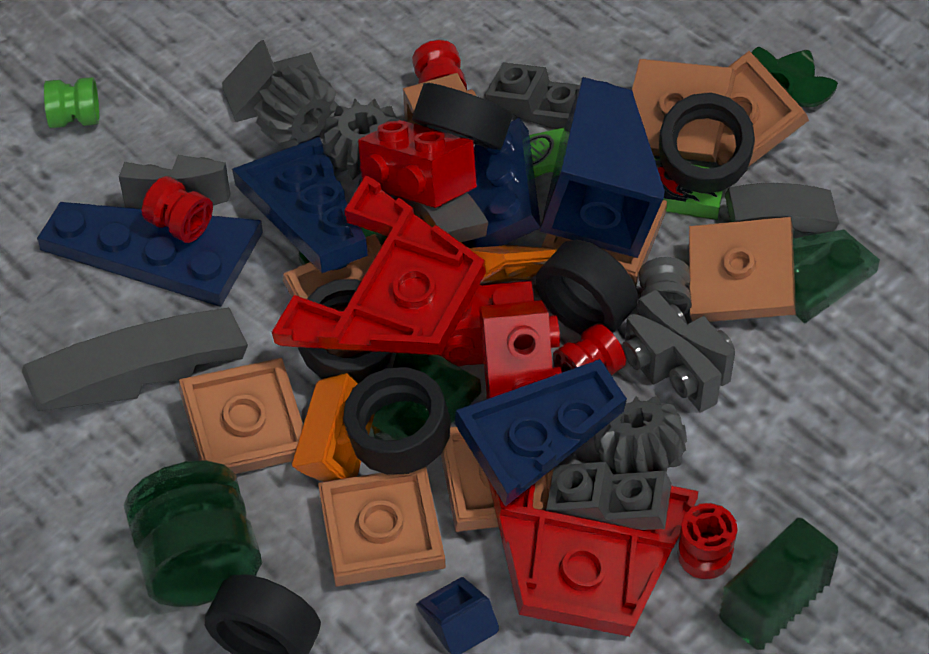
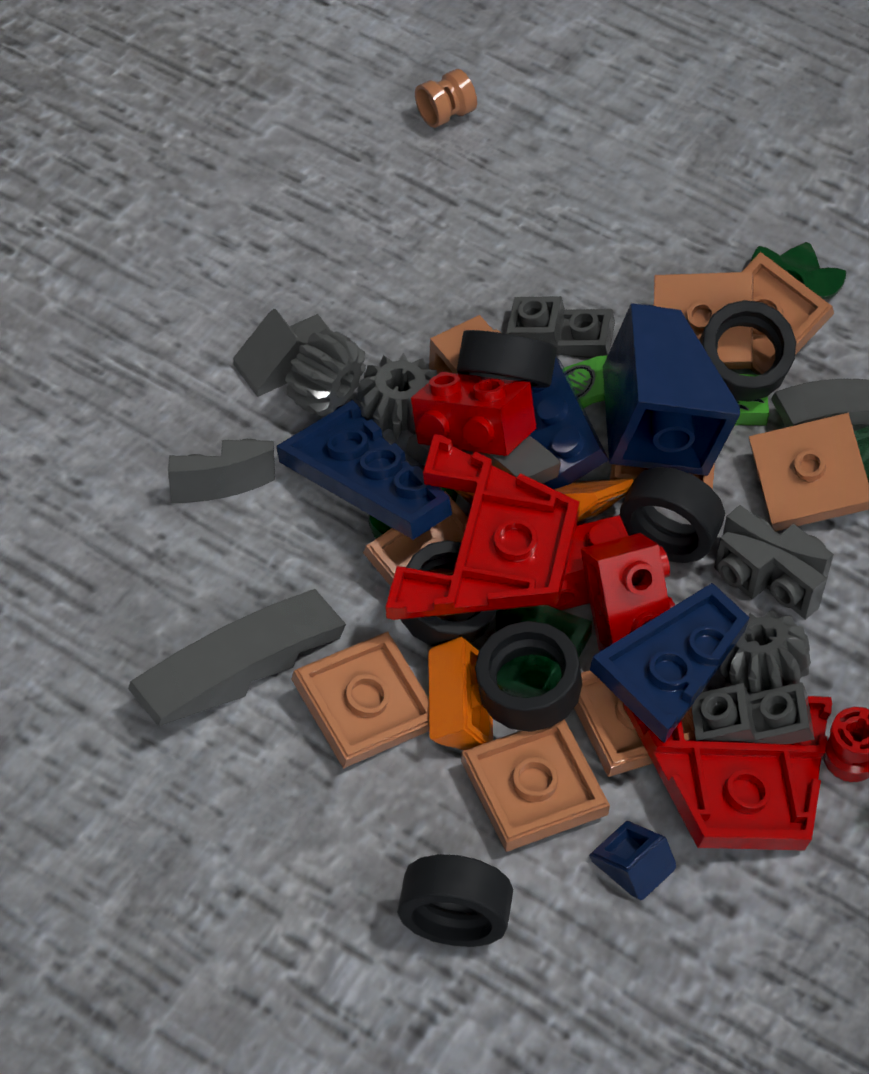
camera: 15 degrees left, 0 degrees up
(68, 102) = (83, 401): bright green wheel -> none
(134, 248) = (226, 539): dark blue wing -> none
(181, 211) = (238, 496): red wheel -> none
(190, 532) = (358, 823): clear green wheel -> none
(437, 60) = (454, 303): red wheel -> none
(594, 344) = (692, 573): red wheel -> none
(669, 278) = (743, 489): dark grey wheel -> none

